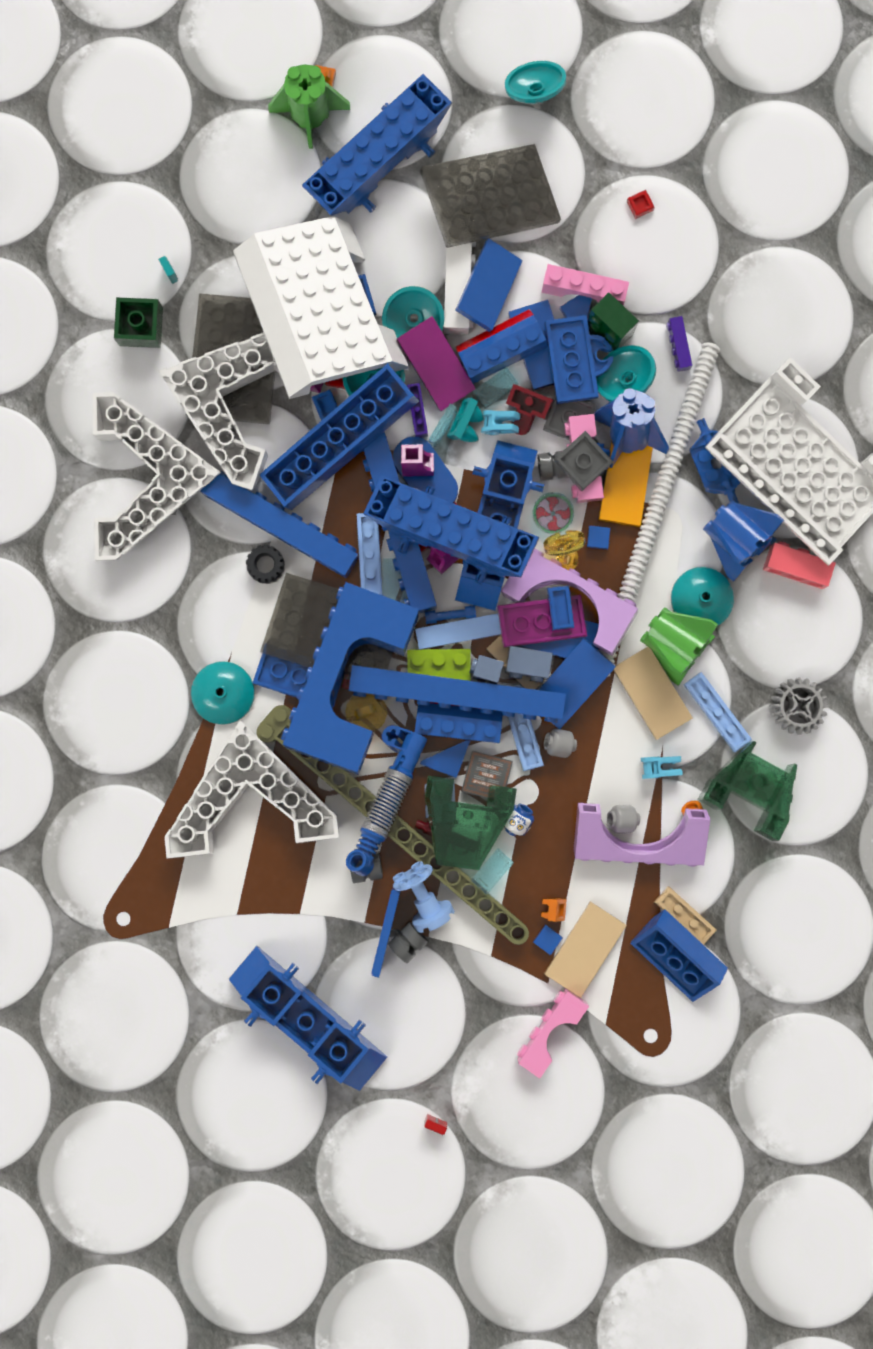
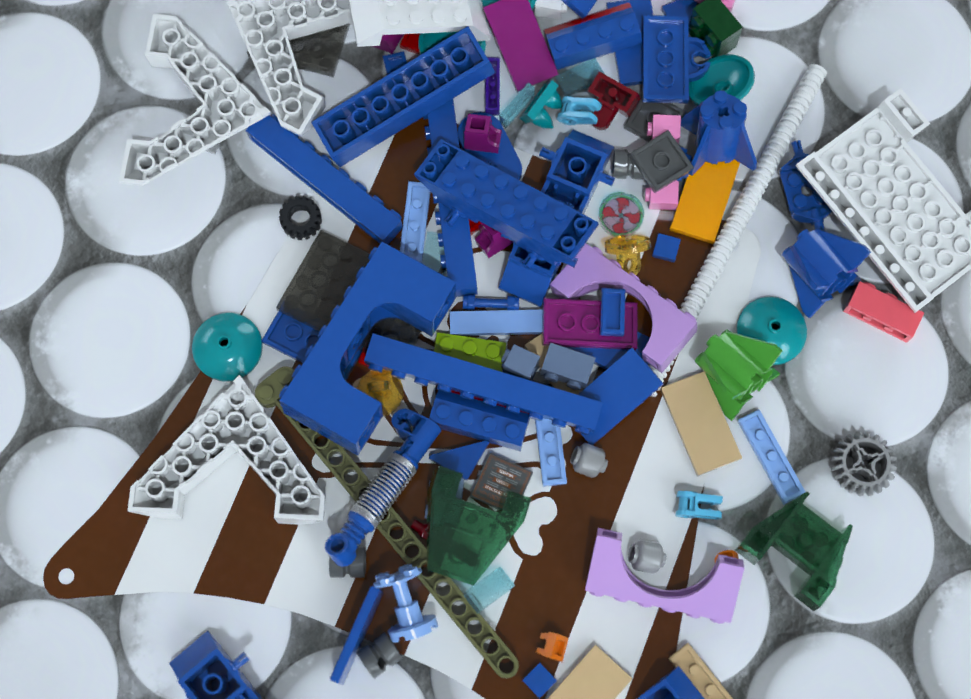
camera: 10 degrees right, 10 degrees down
(520, 820) = (528, 538): head -> none
(679, 343) = (784, 59): dark purple piece -> none

